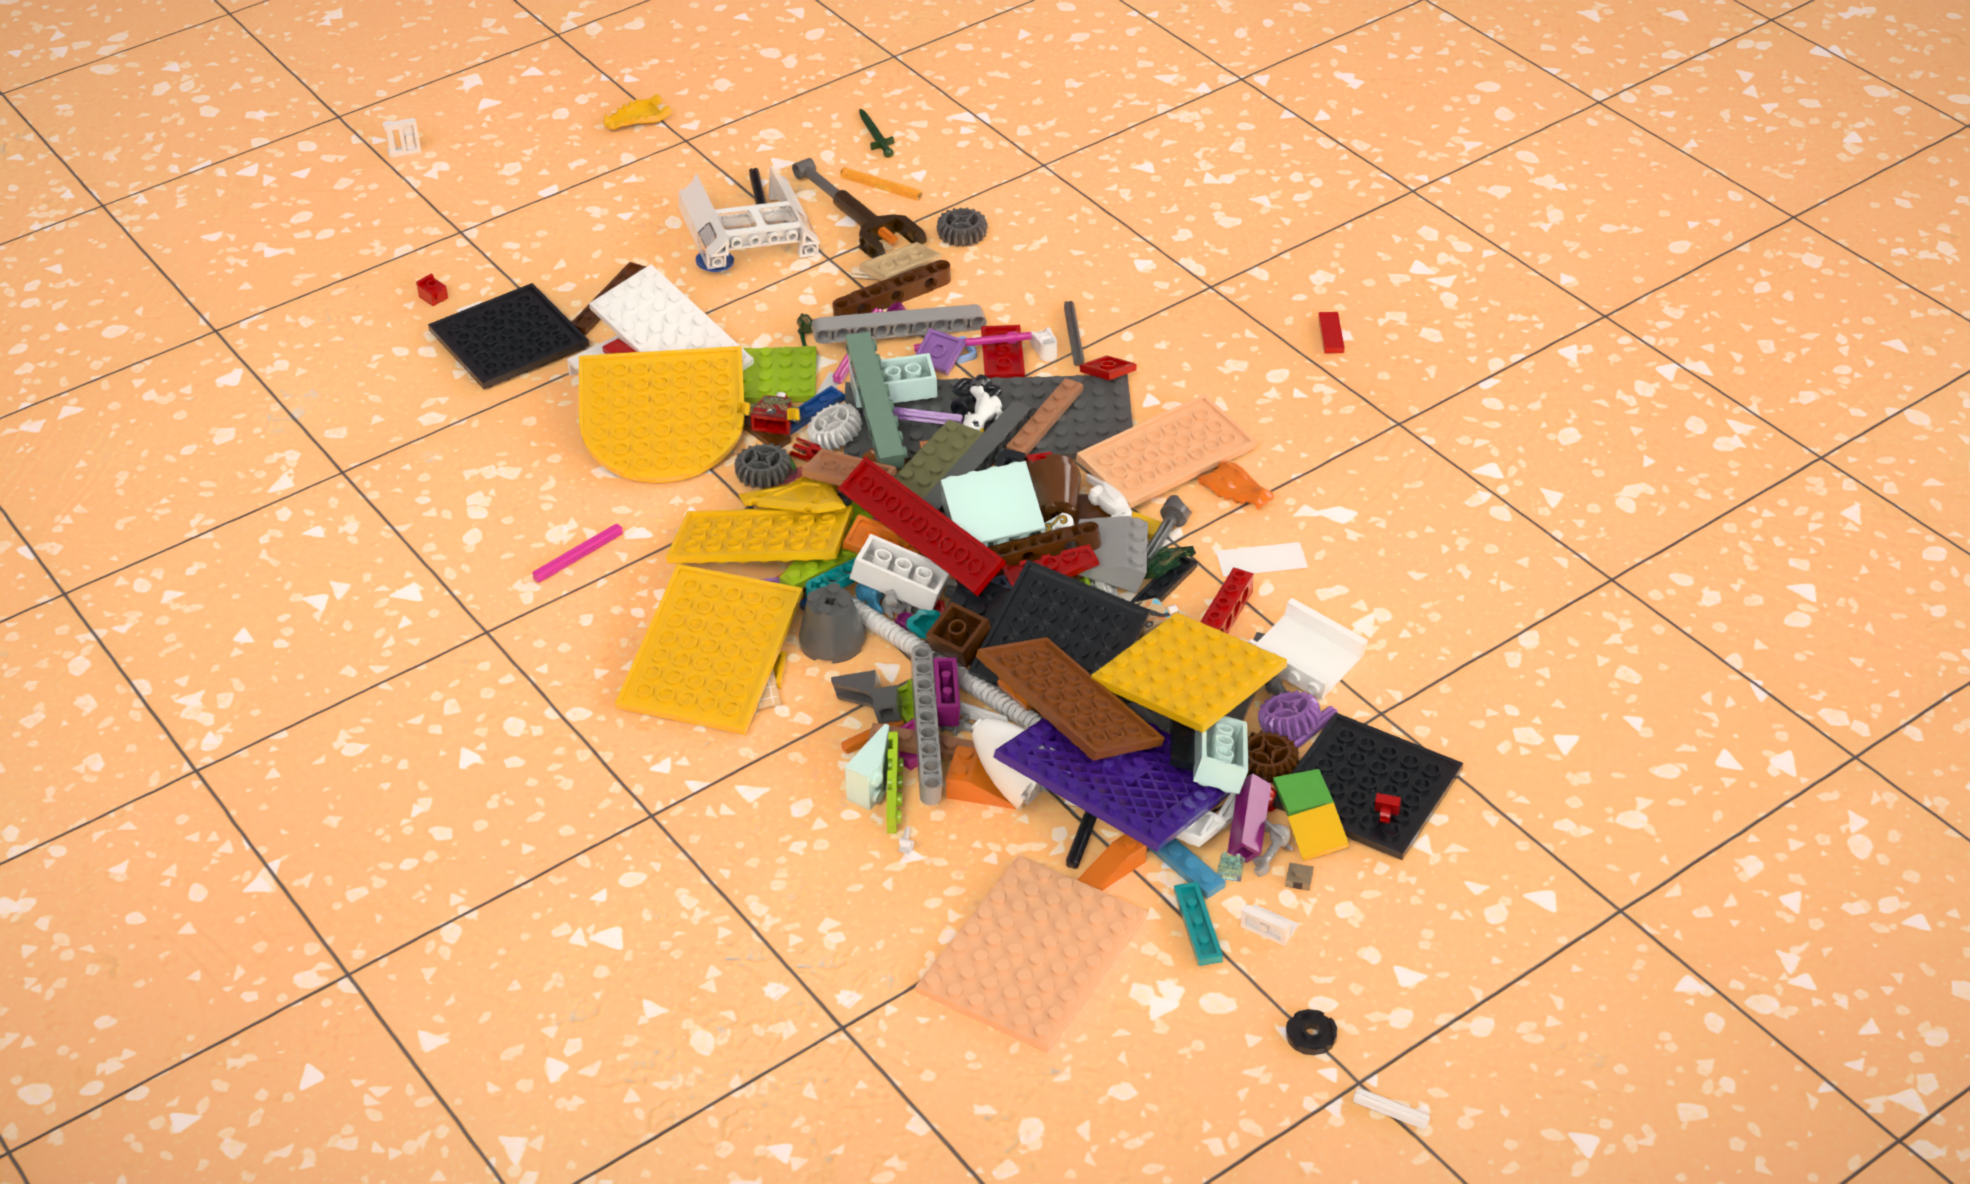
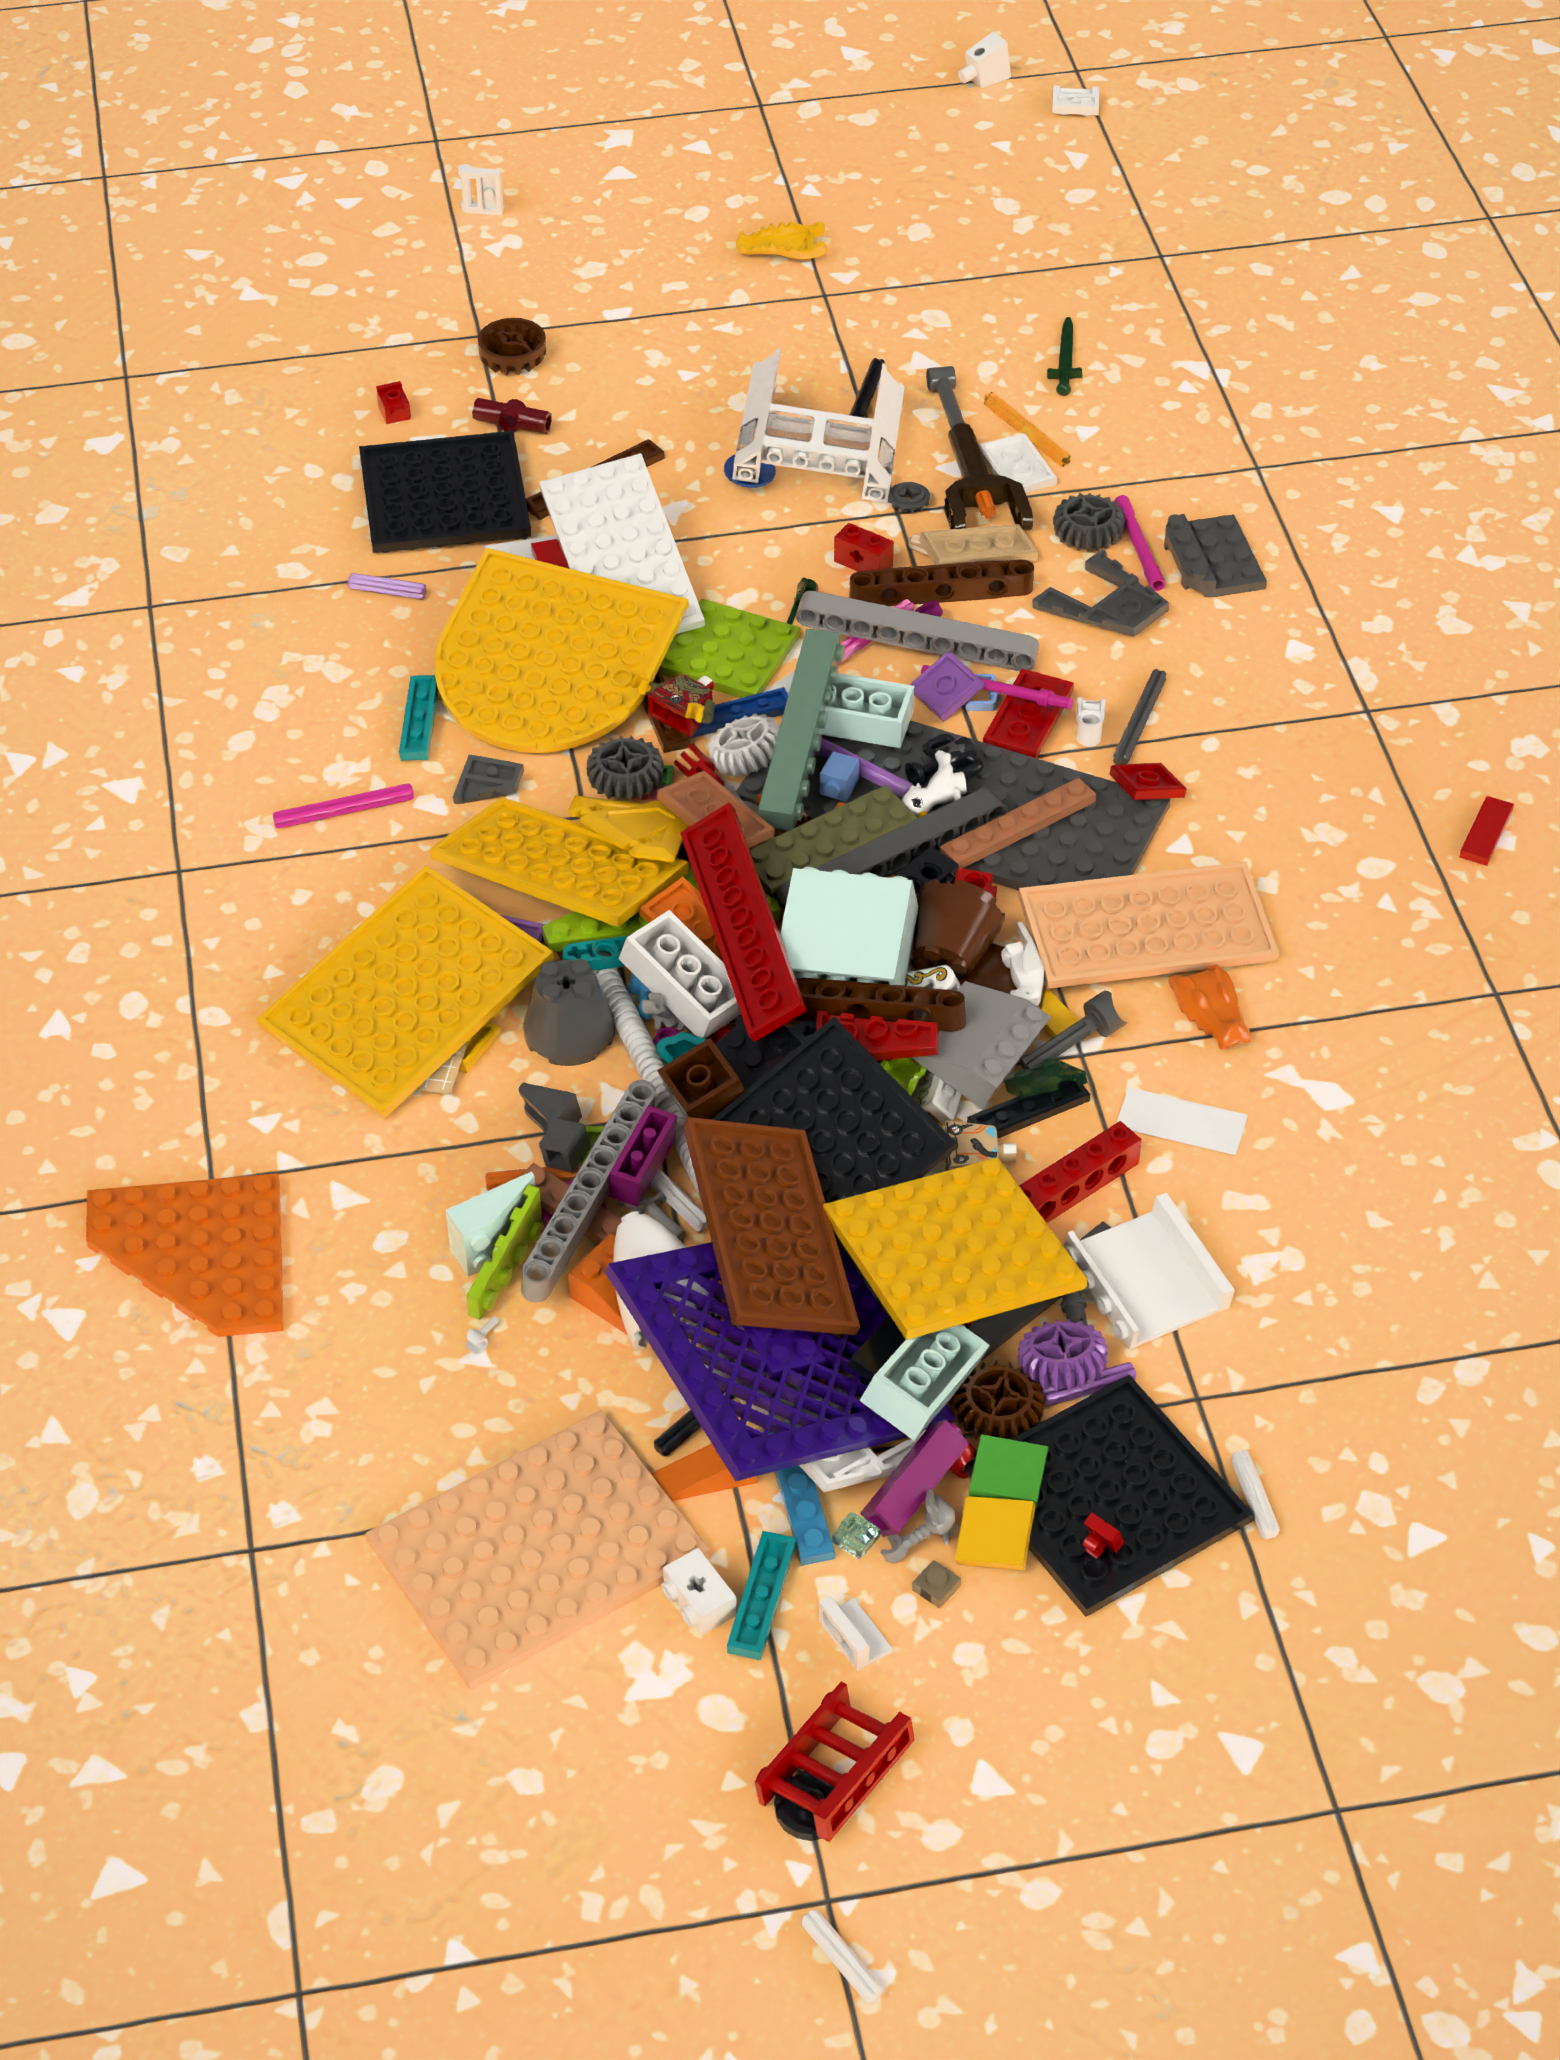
camera: 25 degrees right, 5 degrees up
(493, 229) = (512, 345): none -> reddish brown gear
(509, 407) = (387, 586): none -> axle
(523, 274) = (512, 415): none -> dark red piece
(593, 481) = (419, 718): none -> teal plate
(668, 503) = (487, 779): none -> dark grey wing
(673, 854) = (200, 1246): none -> orange plate
(826, 286) = (862, 549): none -> red brick
(837, 246) = (918, 495): none -> dark grey gear
(887, 202) = (1018, 460): none -> white tile
(911, 425) = (839, 776): none -> medium blue brick
(1019, 272) = (1123, 611): none -> dark grey wing
(1020, 244) = (1151, 569): none -> dark pink piece
(1054, 224) = (1213, 555): none -> dark grey plate
(1158, 936) = (698, 1591): none -> white brick
(1334, 1008) = (851, 1787): none -> red fence
(1454, 752) = (1255, 1494): none -> white axle

